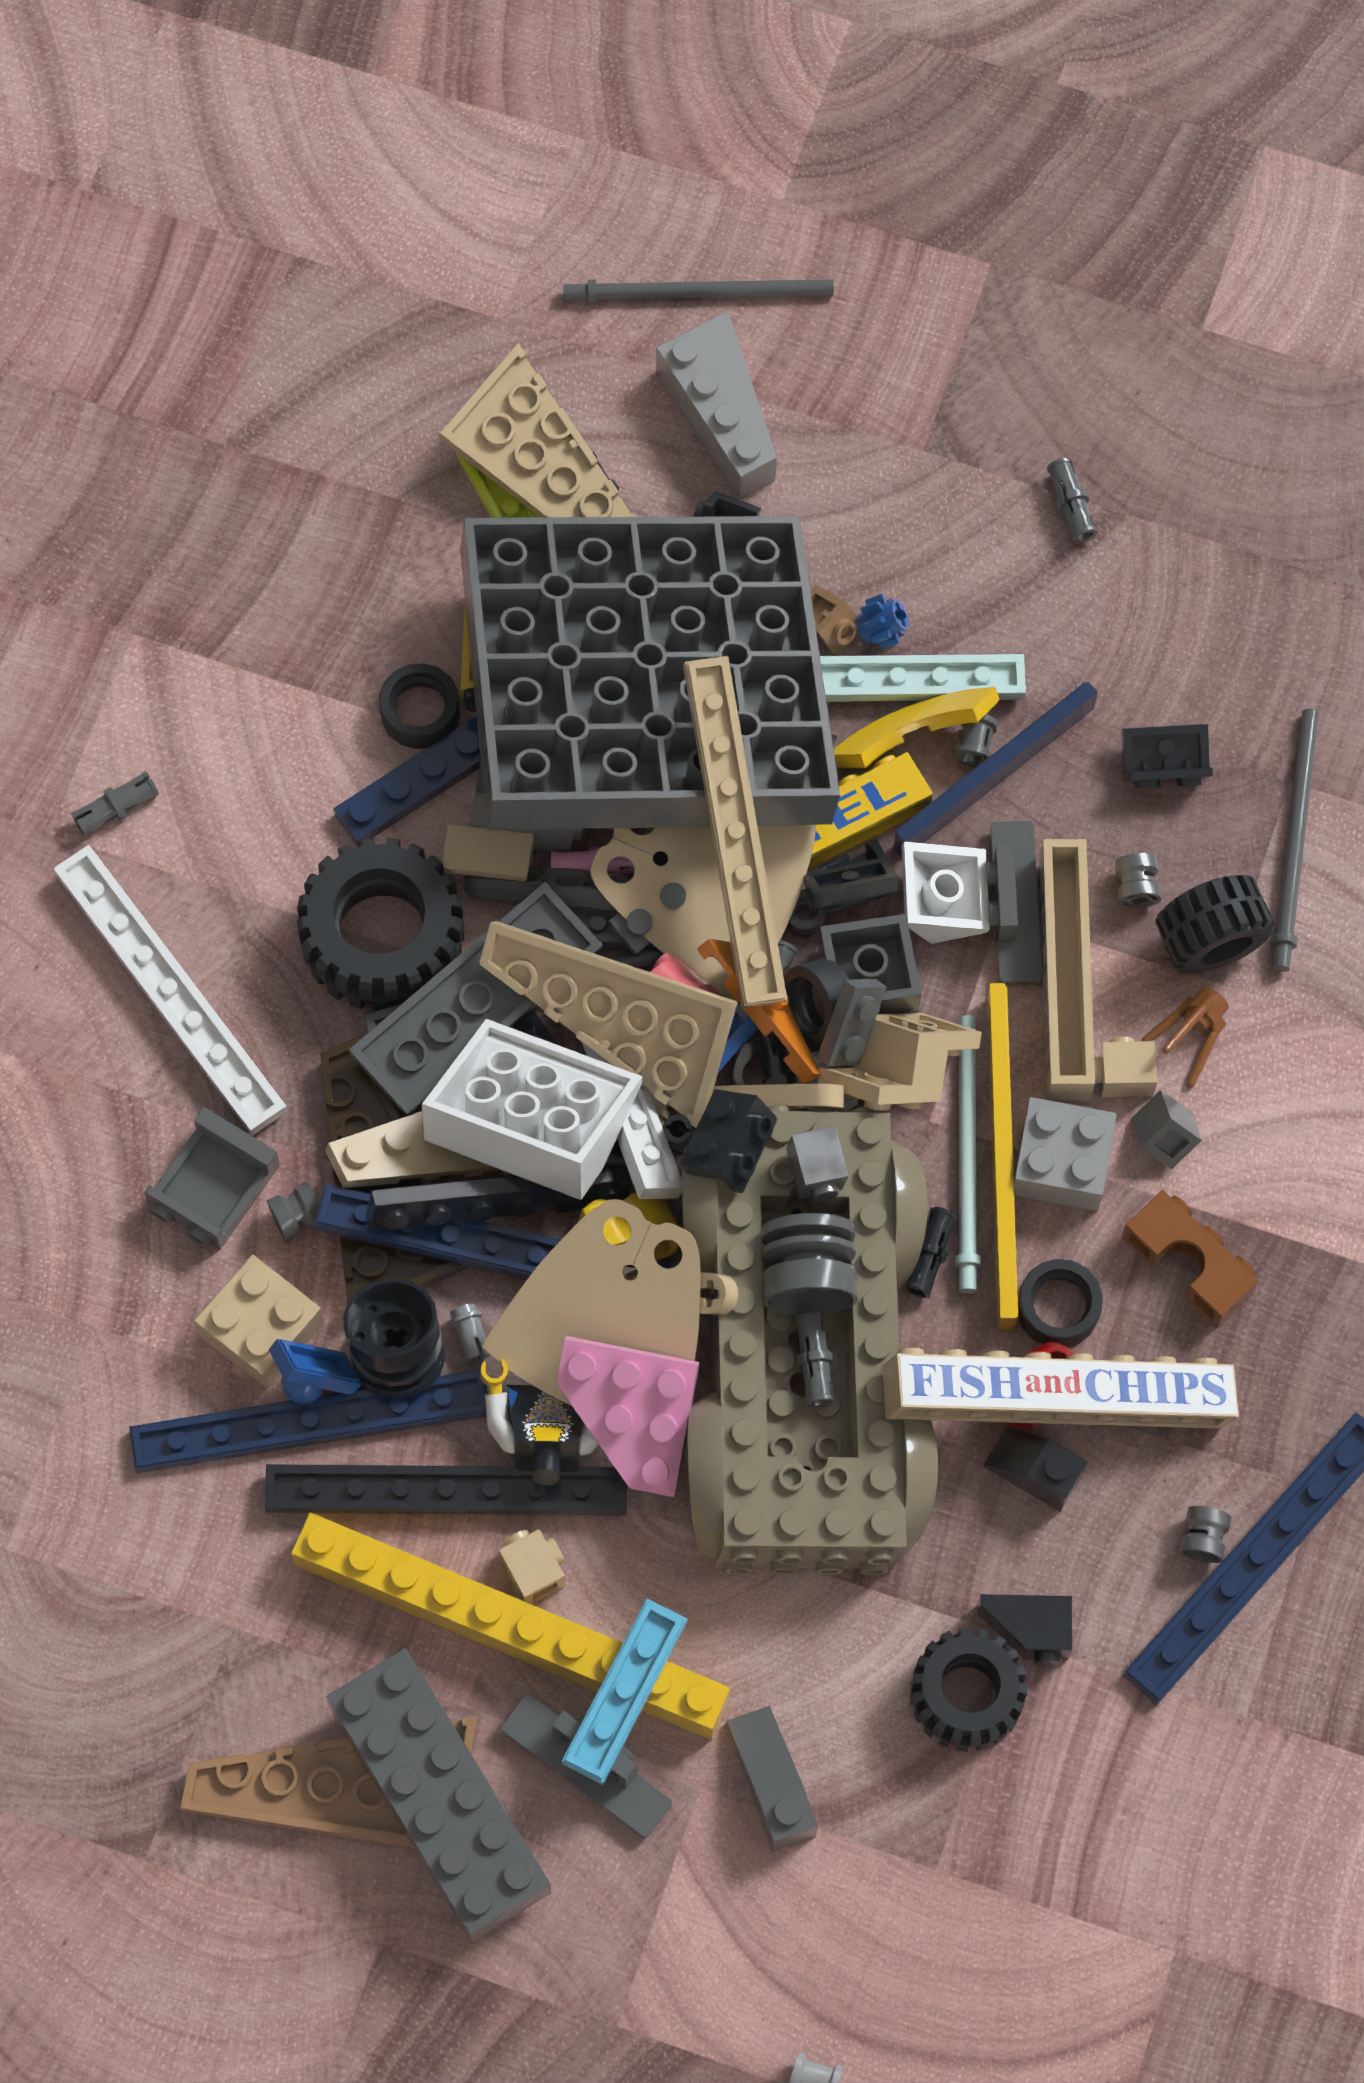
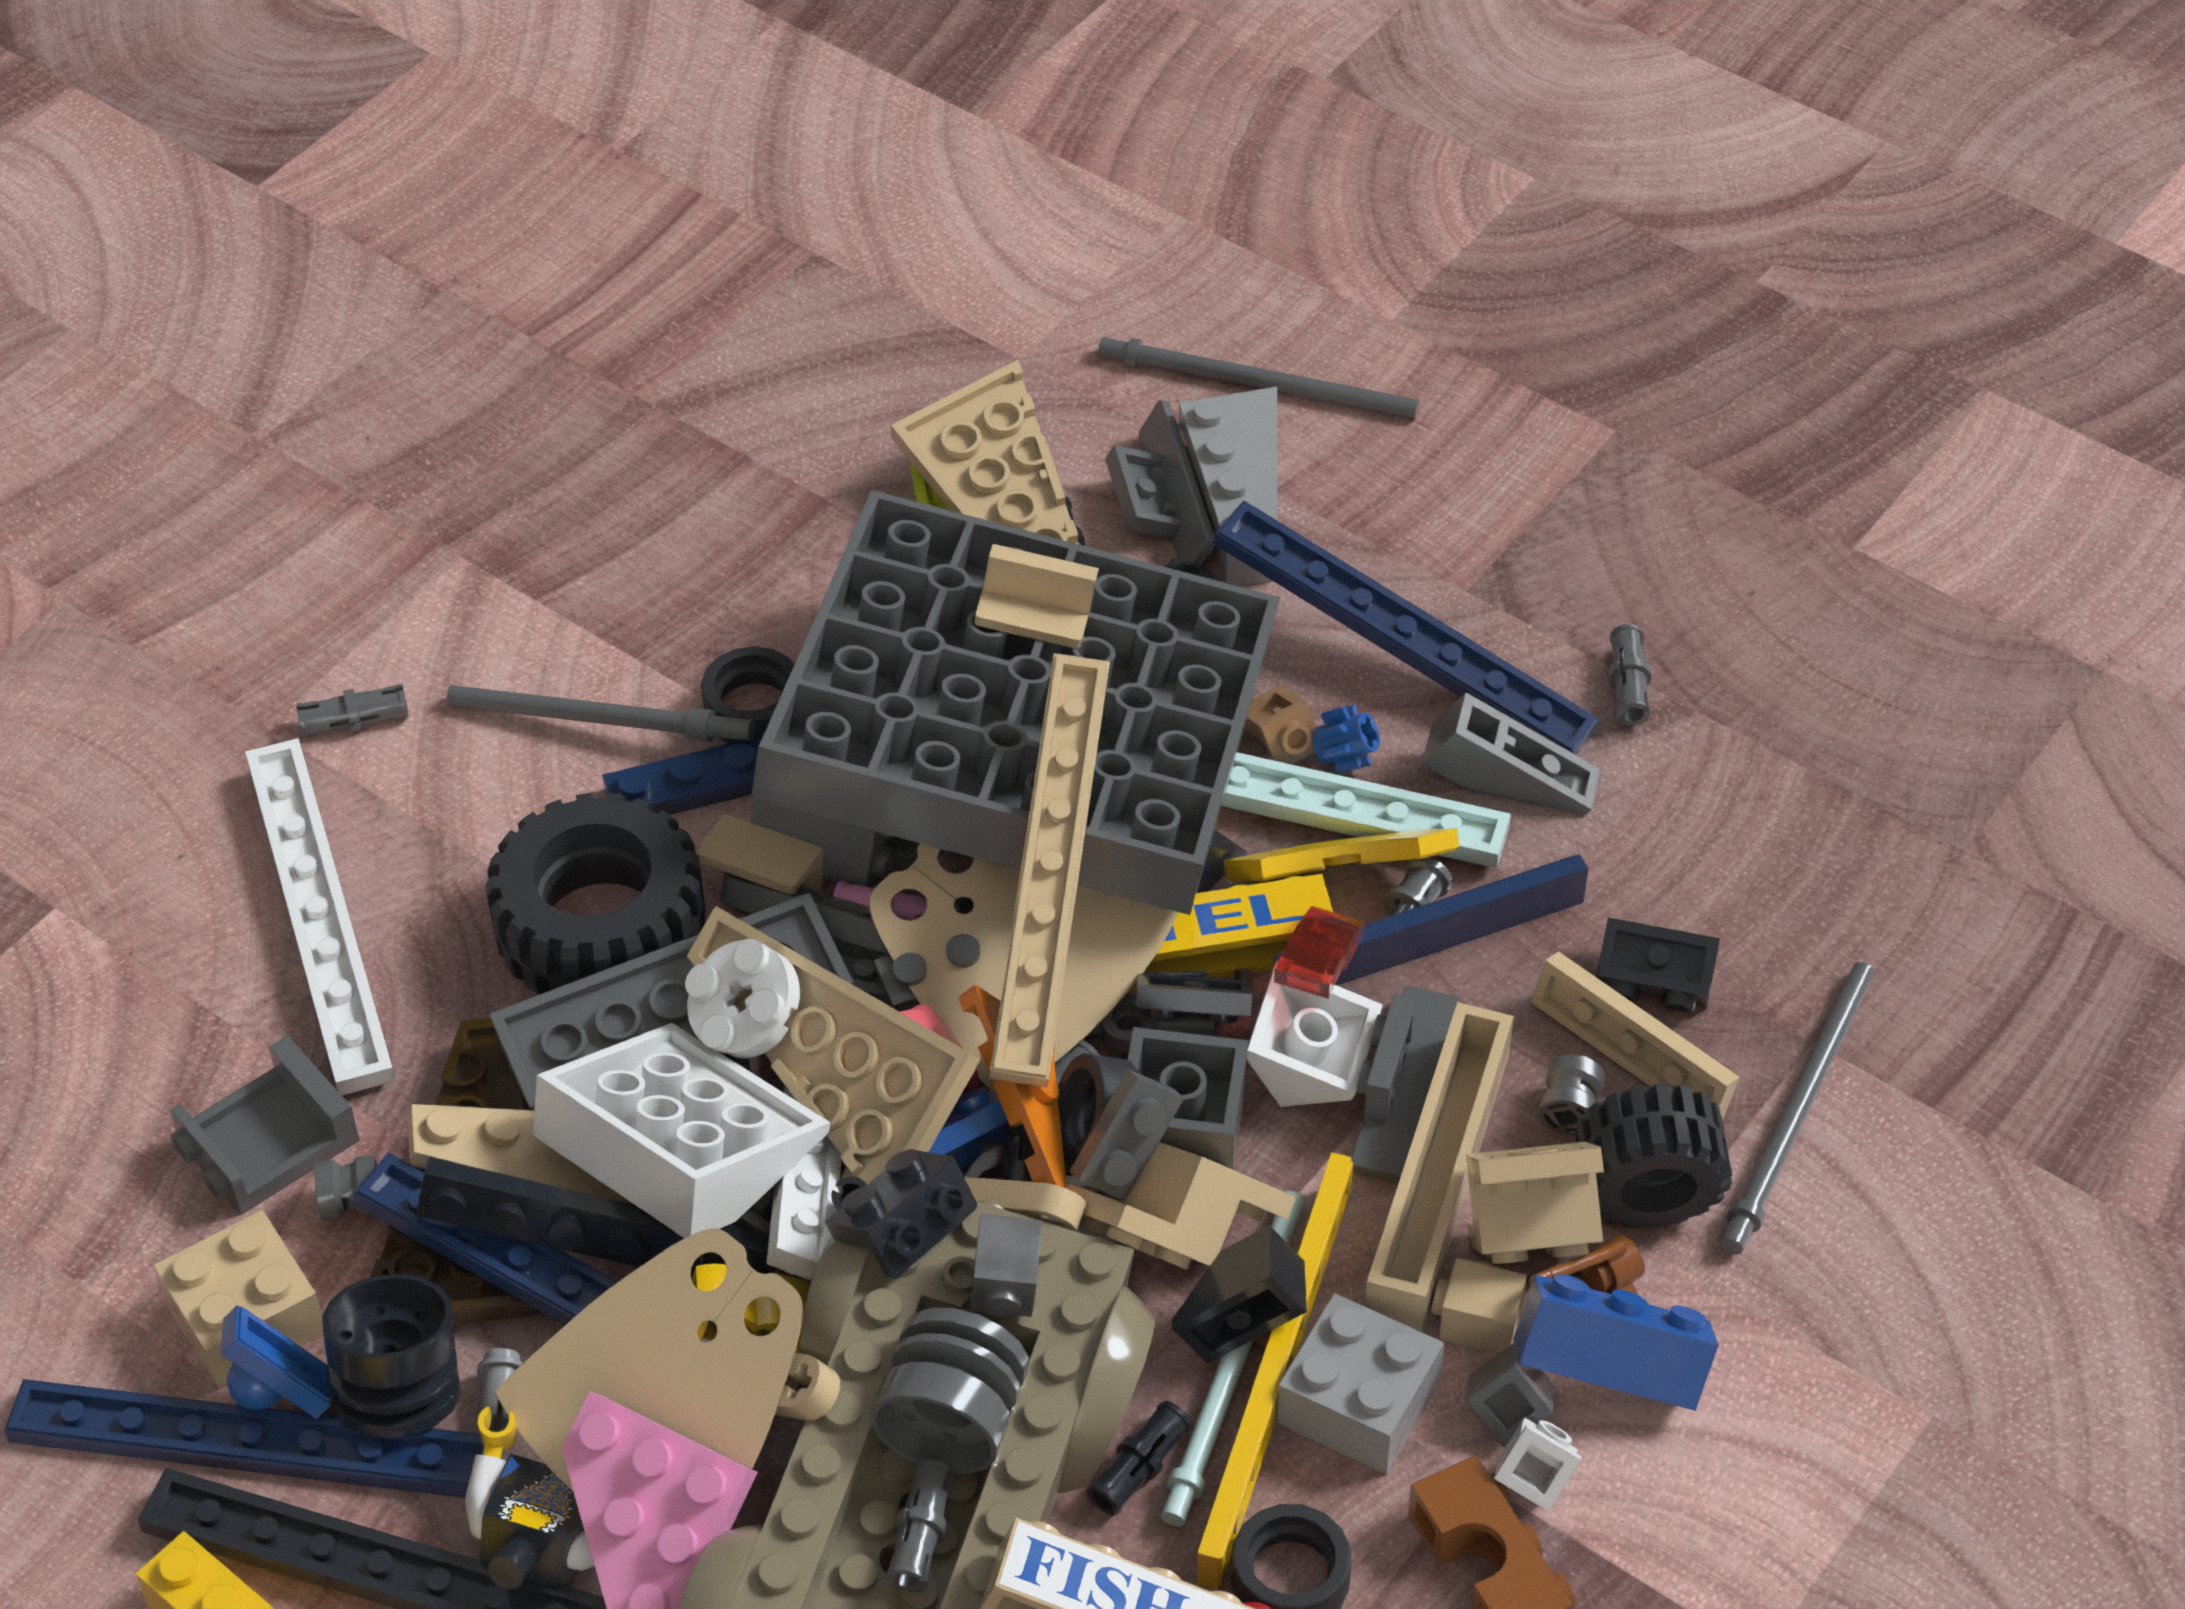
camera: 20 degrees right, 20 degrees down
(392, 746) = (696, 723): none -> dark grey bar
(563, 996) = (713, 993): none -> white plate
(632, 590) = (1036, 596): none -> tan panel
(663, 425) = (1160, 488): none -> dark grey bracket
(897, 514) = (1400, 626): none -> dark blue tile
(931, 823) = (1318, 951): none -> clear red slope
(968, 1115) = (1243, 1295): none -> black slope
(1003, 604) = (1506, 759): none -> dark grey slope
(1148, 988) = (1534, 1201): none -> tan bracket
(1168, 822) = (1628, 1032): none -> tan plate
(1206, 1173) = (1537, 1462): none -> white brick
(1230, 1077) = (1615, 1340): none -> blue brick

